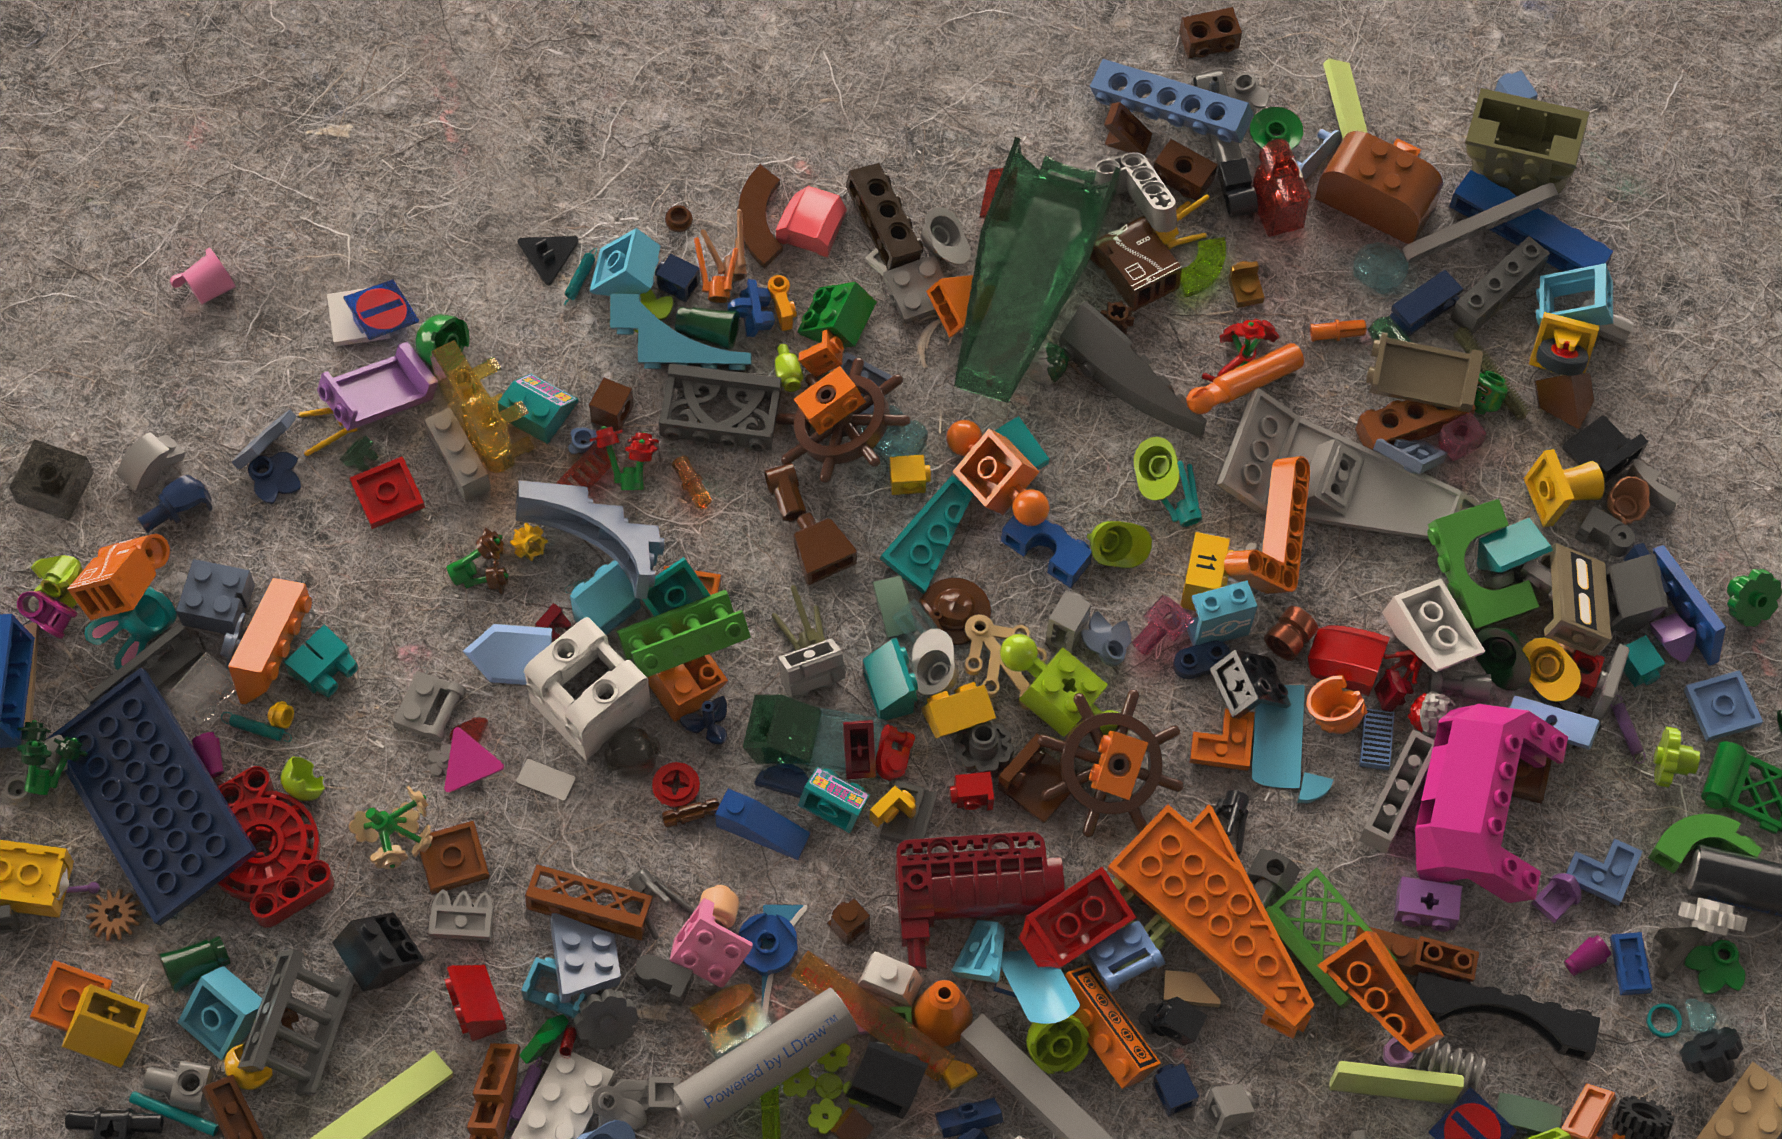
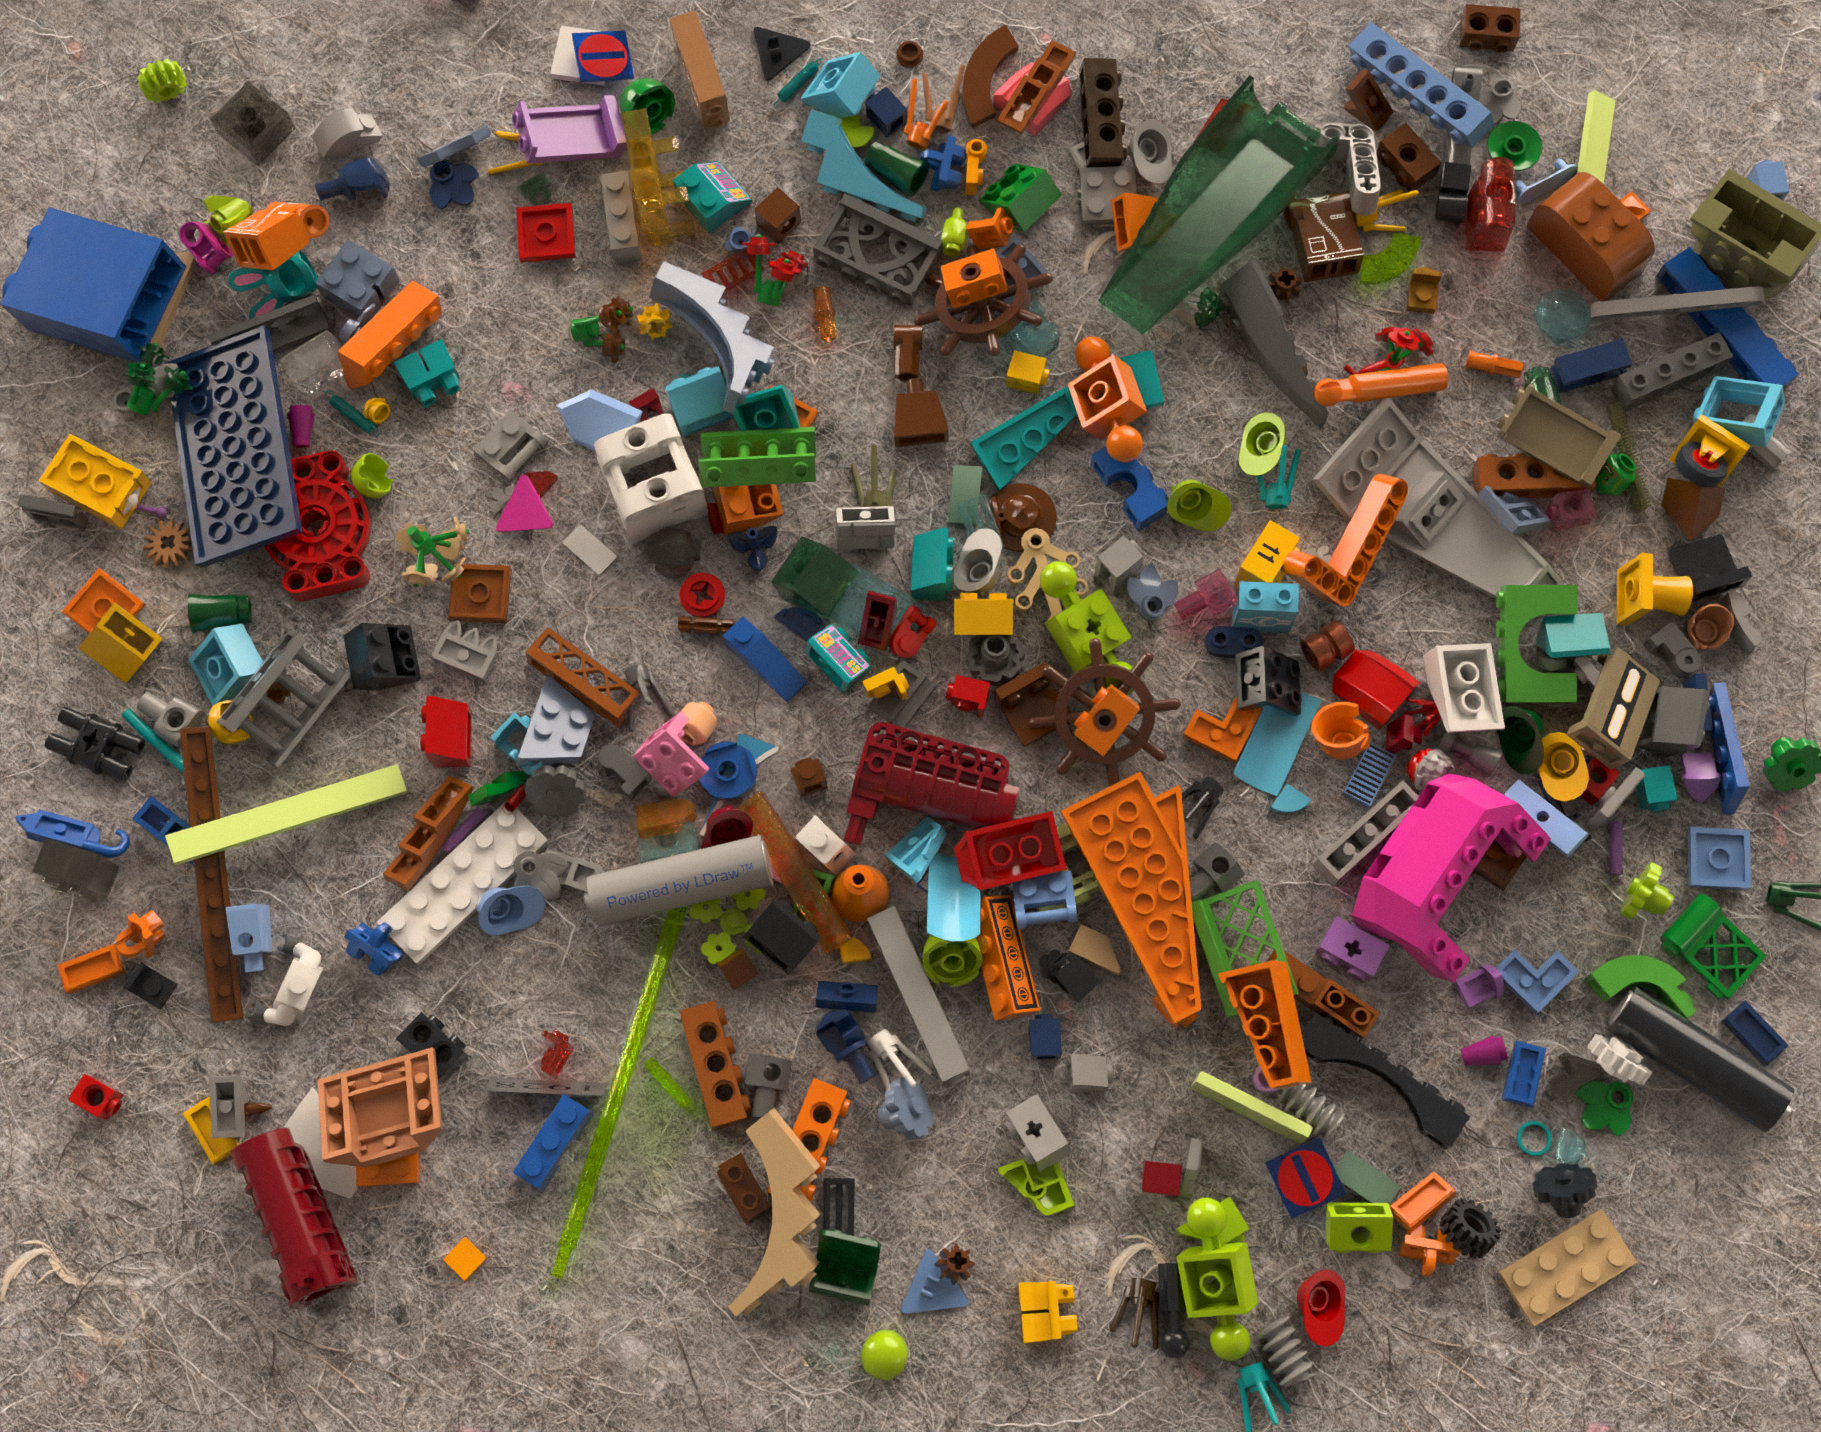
camera: 25 degrees right, 10 degrees up
(483, 293) = (700, 70): none -> medium nougat piece
(659, 709) = (714, 518): none -> red piece
(789, 993) = (727, 826): none -> dark red piece
(816, 209) = (1036, 87): none -> dark orange slope

